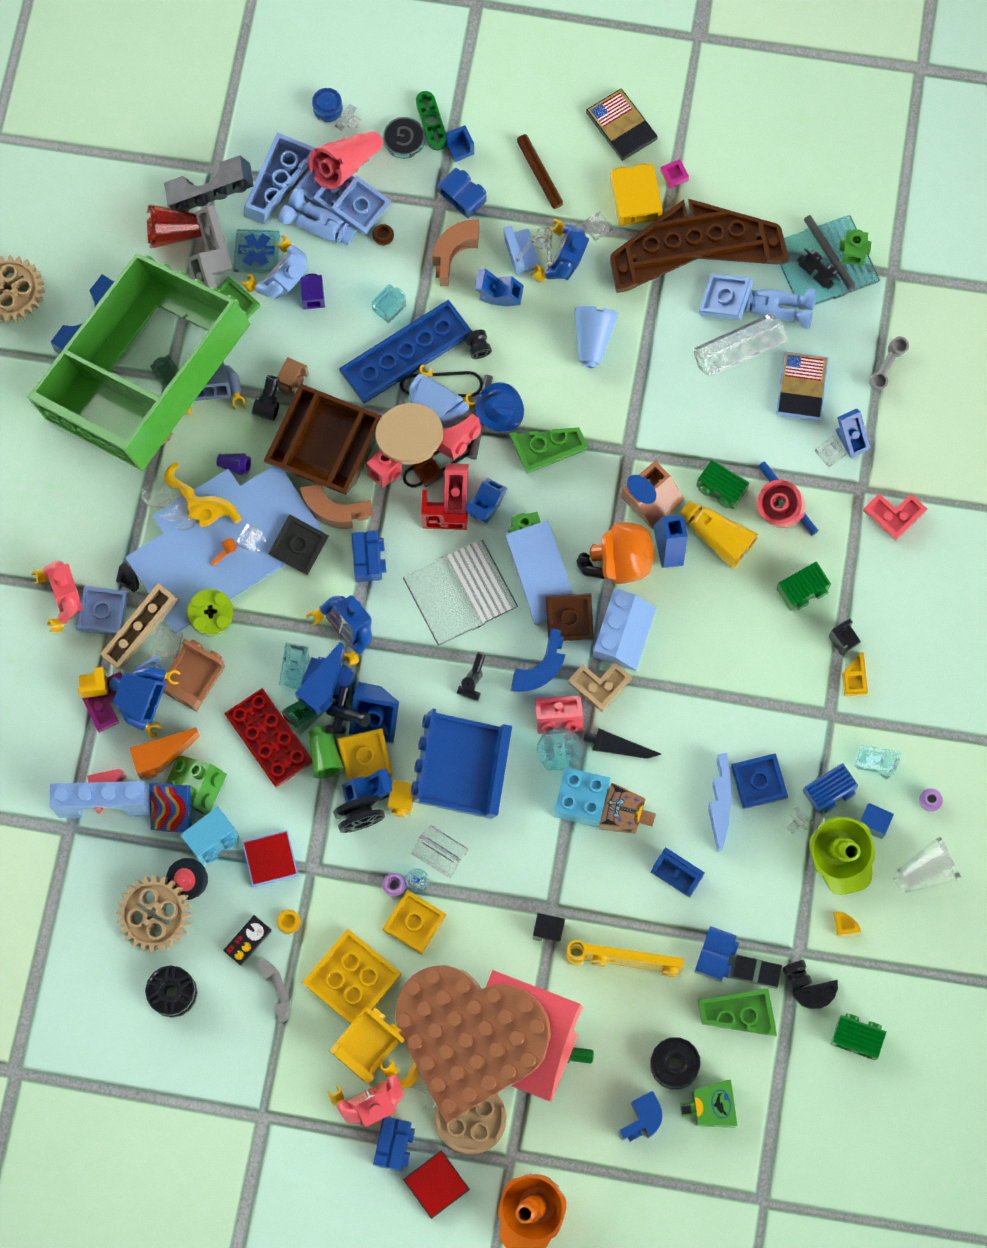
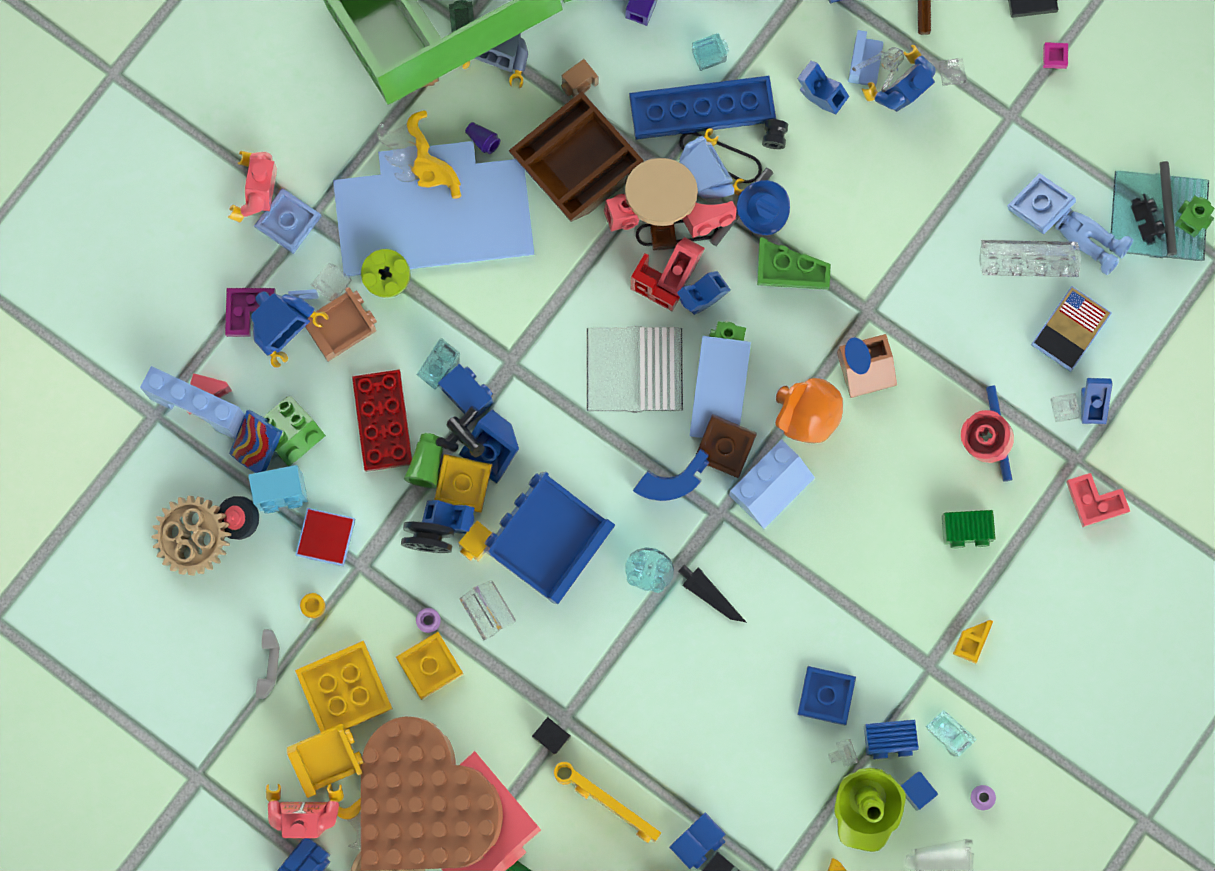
camera: 25 degrees right, 5 degrees up
(93, 684) = (242, 288): yellow panel -> none
(127, 577) = (326, 200): pearl dark grey tile -> none
(139, 626) = (312, 254): tan brick -> none
(159, 983) = (155, 617): black wheel -> none
(160, 753) = (270, 385): orange slope -> none
(229, 547) = (436, 218): orange hand -> none
(247, 940) = (265, 604): tile -> none
(249, 538) = (458, 219): clear tile -> none
(266, 404) = (541, 94): black pin -> none
(298, 544) = (502, 247): pearl dark grey tile -> none
(299, 717) = (425, 413): clear green slope -> none
(320, 686) = (452, 397): blue slope -> none
(331, 513) = (550, 233): nougat arch -> none
(350, 622) = (513, 348): blue torso -> none
(367, 556) = (562, 291): blue brick -> none
(416, 880) = (451, 627): clear light blue tile -> none
(452, 241) = (802, 19): nougat arch -> none
(472, 678) = (596, 463): black piece -> none
(559, 713) = (667, 535): coral bracket -> none
(582, 797) = (647, 626): medium azure brick -> none
(587, 568) = (767, 404): black arm -> none
(593, 333) = (891, 178): light blue cone -> none
(600, 690) = (720, 532): tan plate -> none
(624, 811) = (681, 660): medium nougat torso -> none
(636, 194) = (1006, 58): yellow brick -> none
(671, 540) = (861, 420): blue slope -> none
(677, 872) = (701, 744): blue hinge -> none
(707, 234) = (1055, 132): reddish brown wing -> none
(720, 809) = (773, 705): light blue slope -> none
(722, 484) = (940, 388): green brick -> none
(724, 536) = (914, 436): yellow piece -> none
(844, 637) = (982, 597): black panel -> none
(896, 348) = (1184, 336): light grey bar -> none

